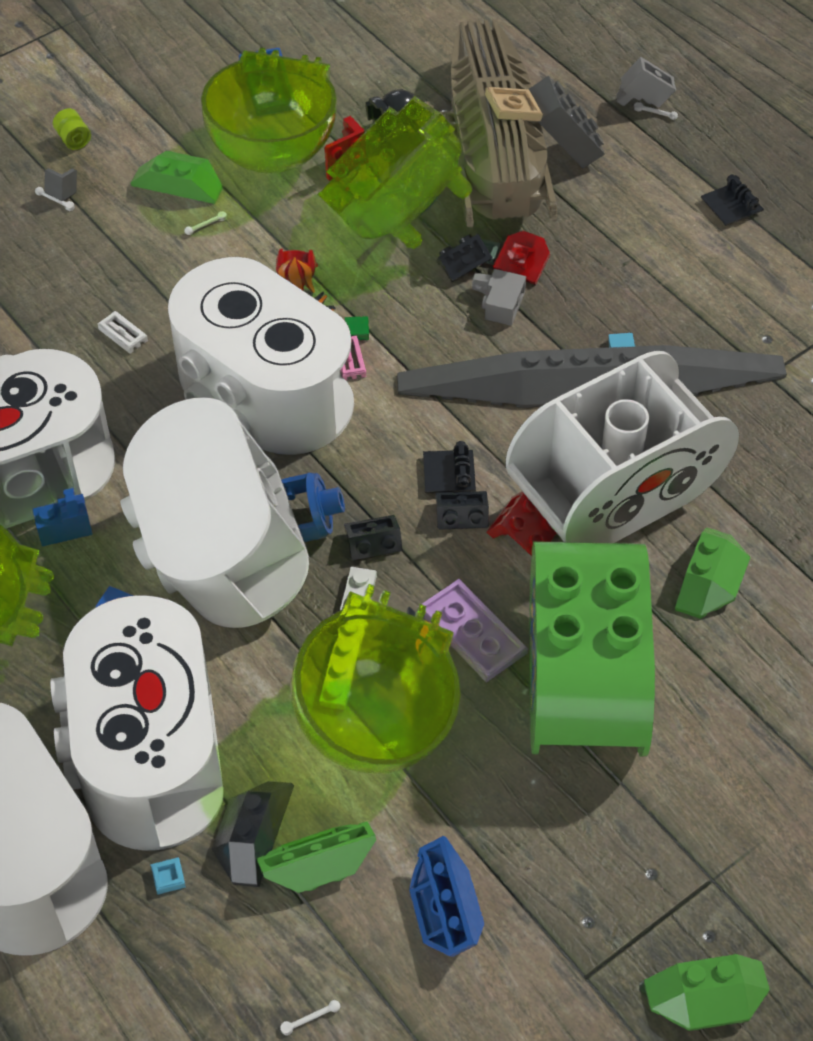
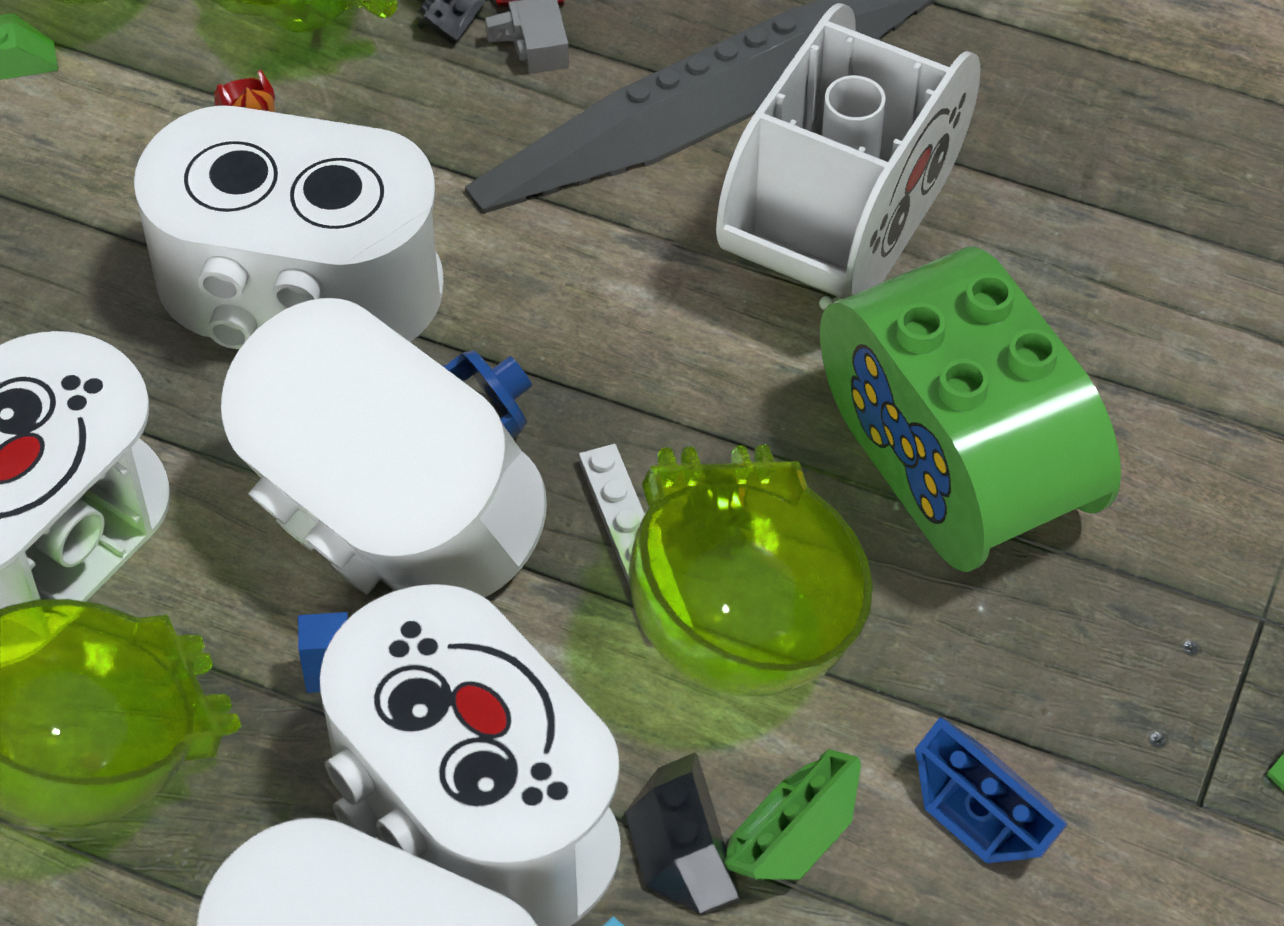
camera: 30 degrees left, 0 degrees up
(63, 519) = (153, 567): blue hinge -> none
(119, 334) = (48, 294): white tile -> none
(222, 216) = (81, 82): hinge -> none
(373, 537) = (582, 403): black bracket -> none
(449, 470) = (619, 278): black hinge -> none
(462, 510) = (671, 320): black bracket -> none
(477, 632) = (827, 465): lavender tile -> none
(522, 523) = (761, 297): red bracket -> none
(621, 340) = (721, 29): medium azure tile -> none
(712, 574) = (1030, 253): bright green wedge -> none

